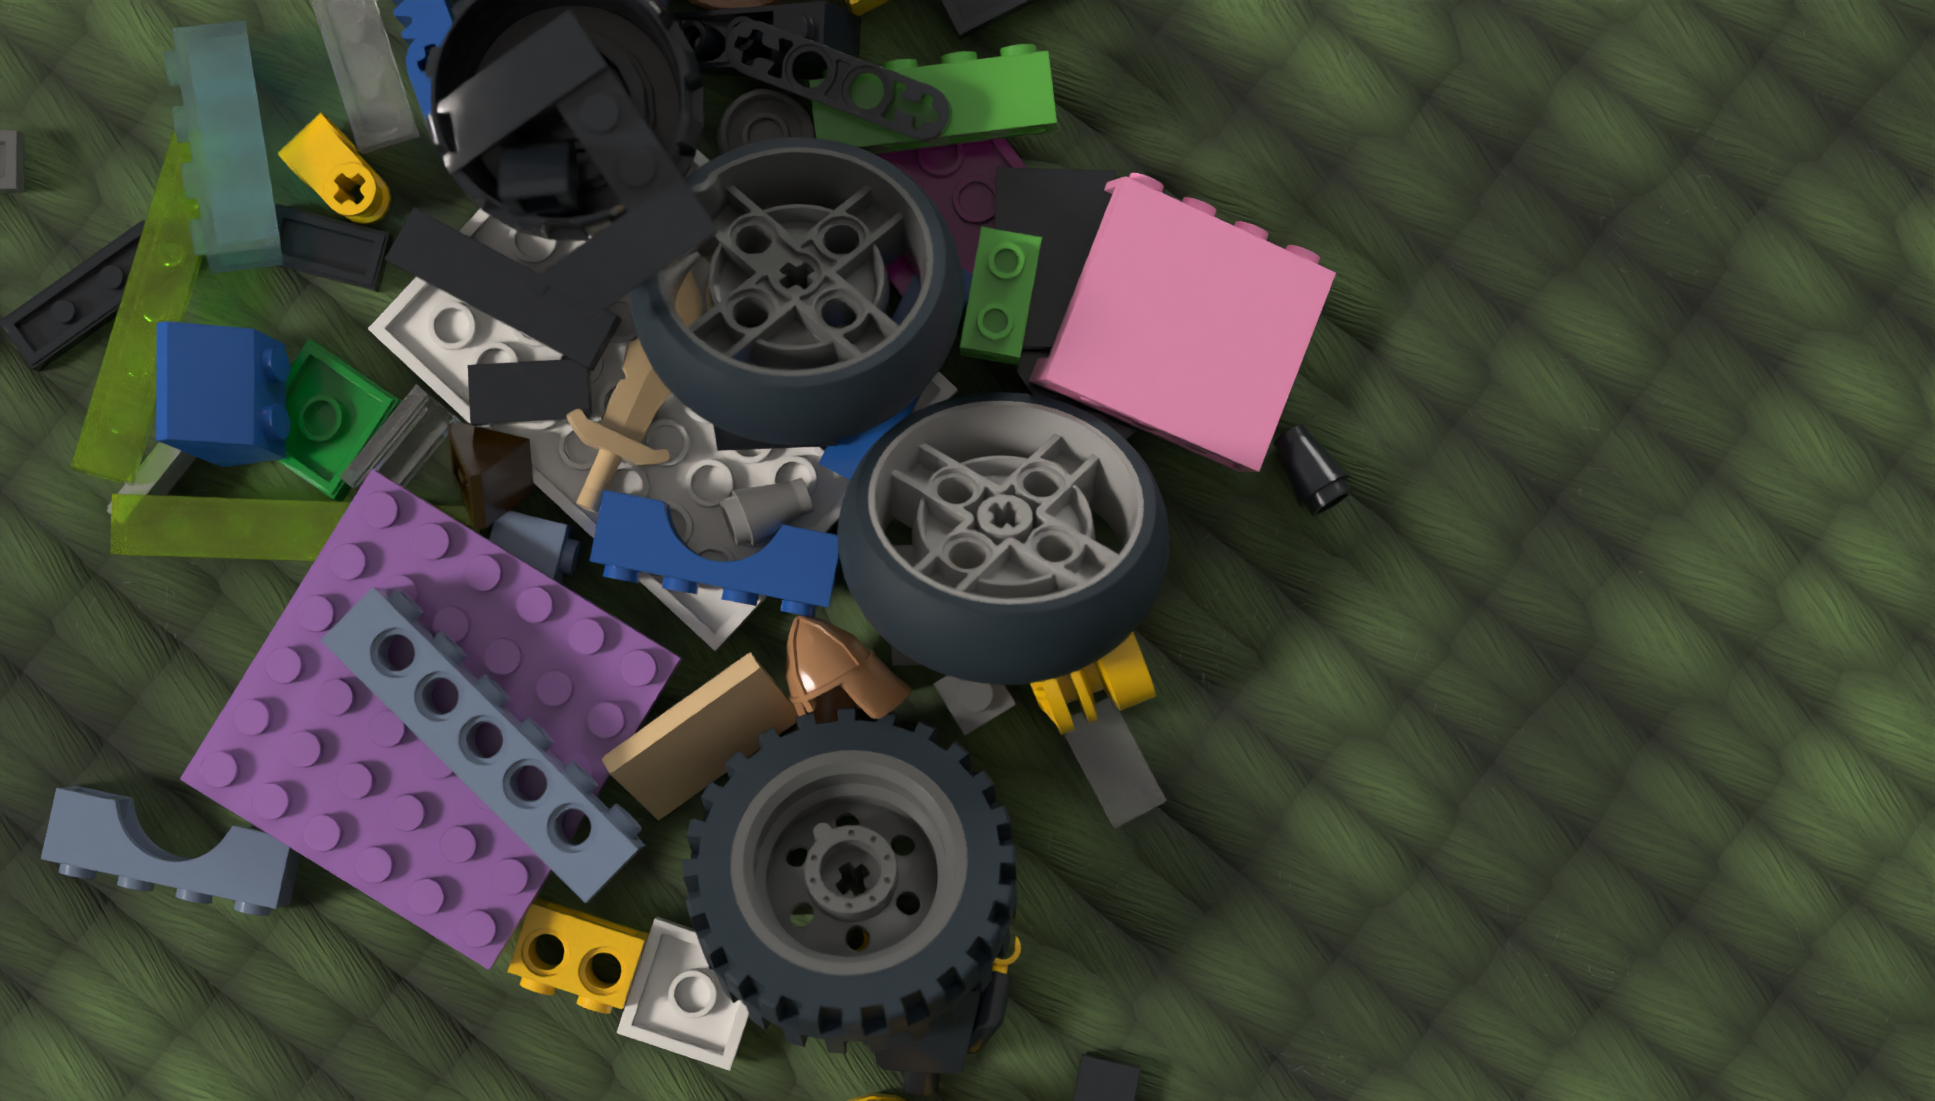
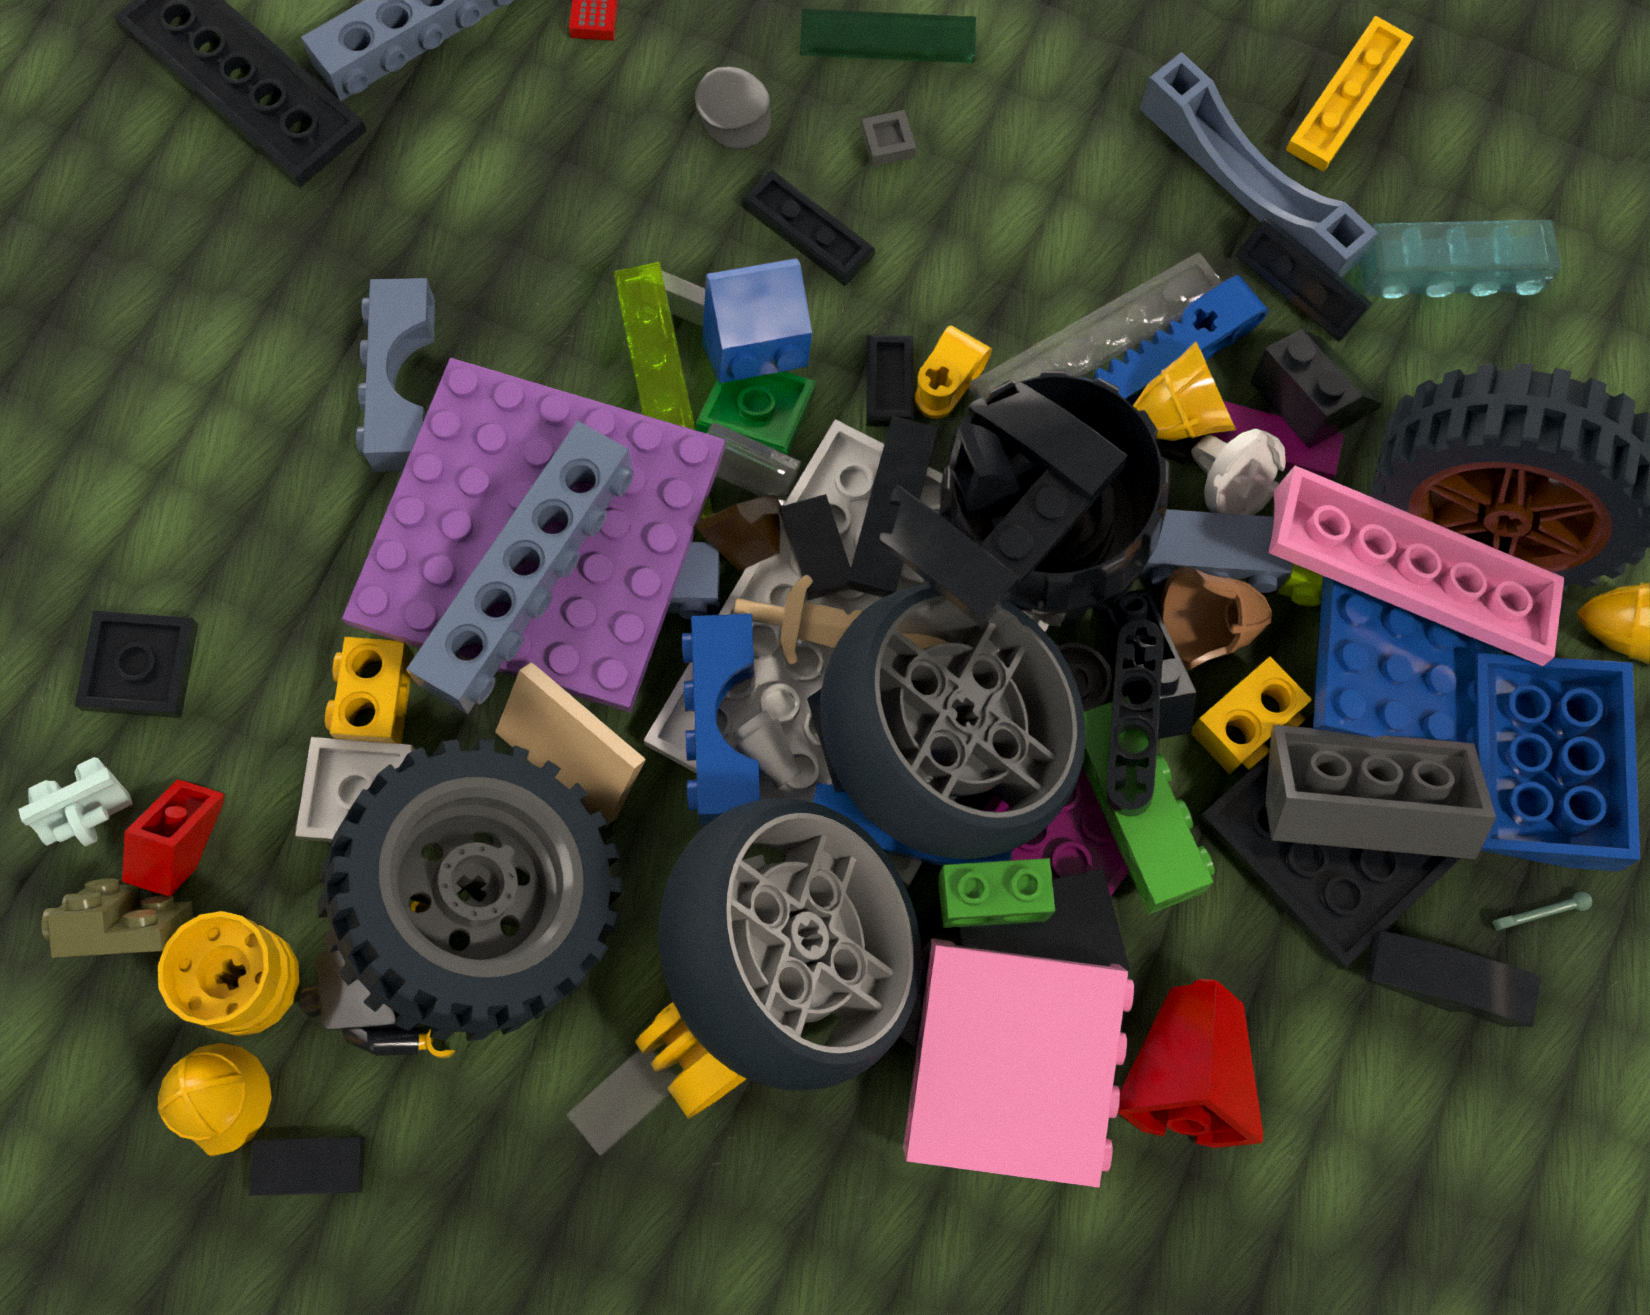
camera: 70 degrees right, 15 degrees down
(154, 293) = (823, 263): clear neon green tile -> none
(226, 147) = (944, 286): clear light blue brick -> none
(835, 670) = (647, 837): medium nougat helmet -> none
(973, 702) = (644, 964): dark grey brick -> none
(1237, 129) = (1196, 1070): none -> red slope
(1312, 471) = (919, 1213): black cone -> none

